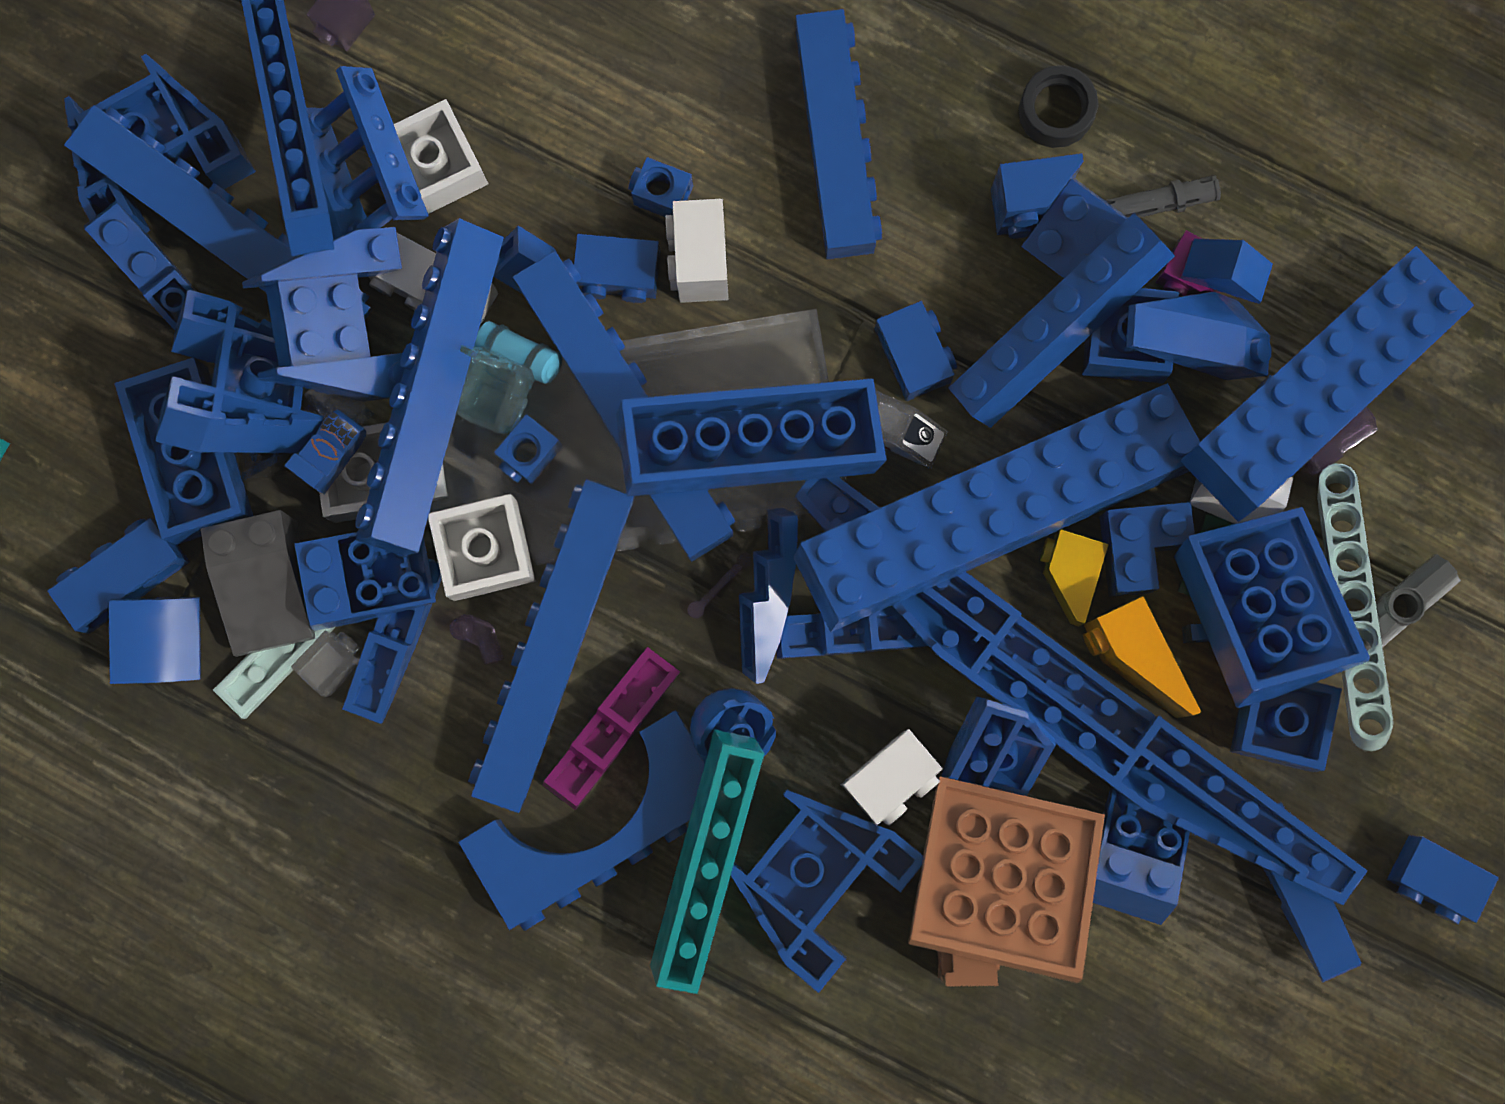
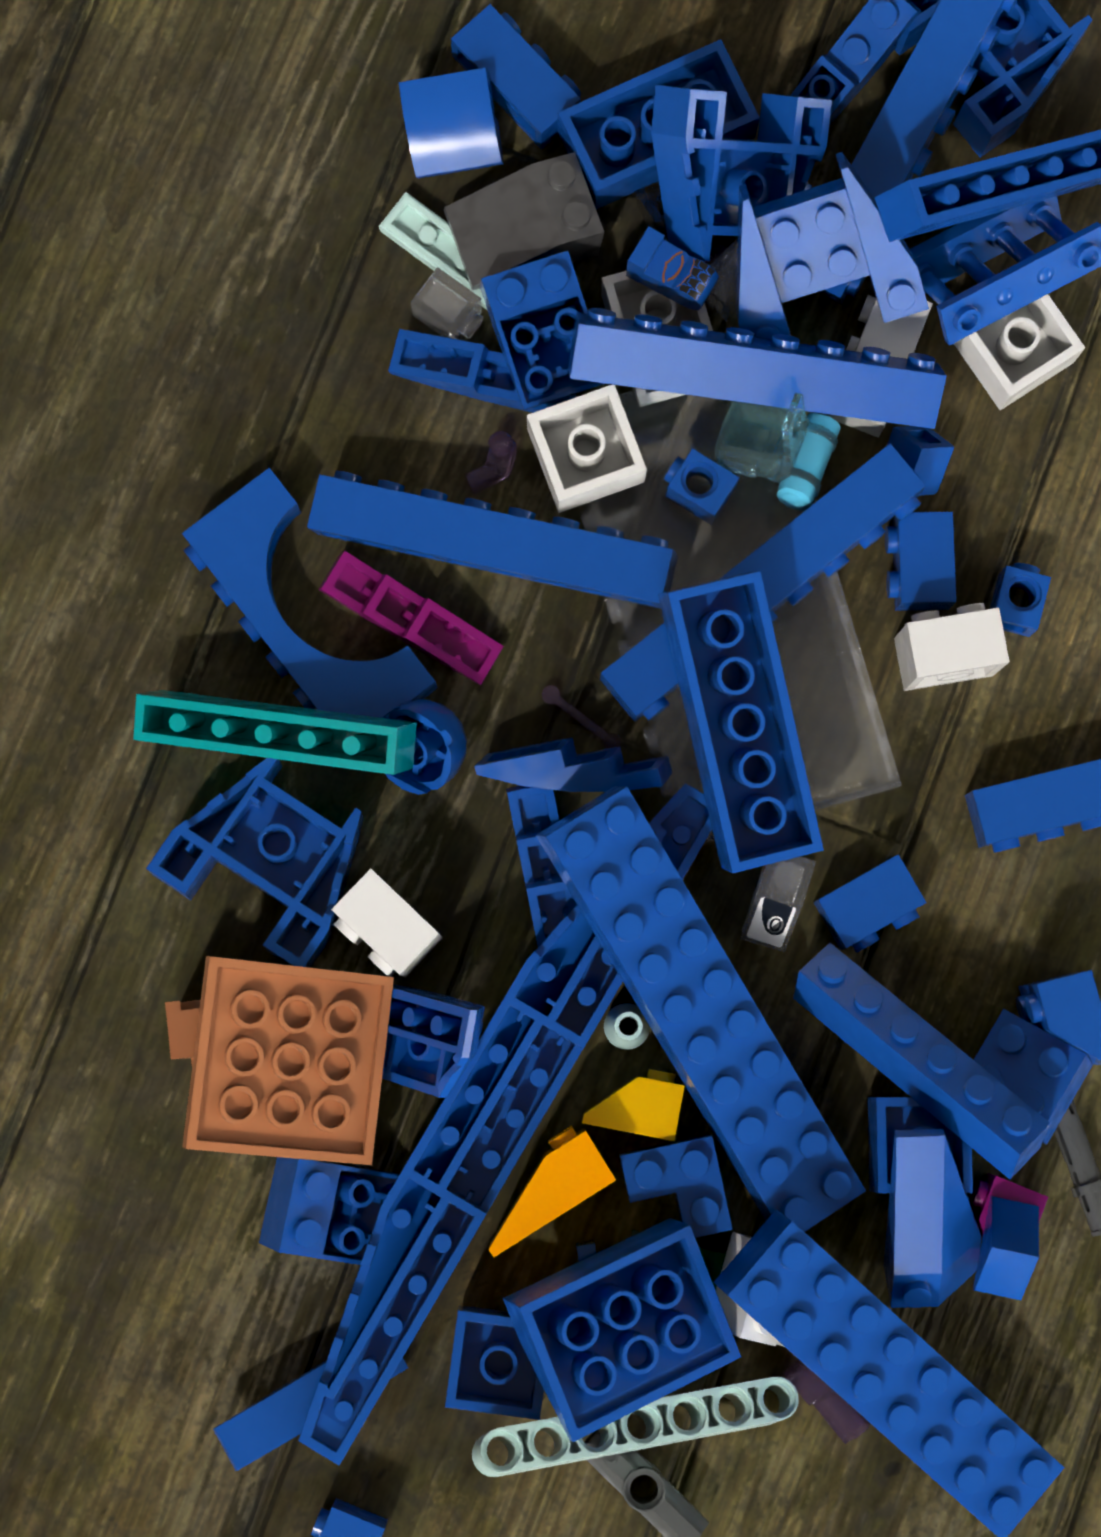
camera: 80 degrees right, 0 degrees up
(989, 577) = (613, 1032): none -> light aqua cone

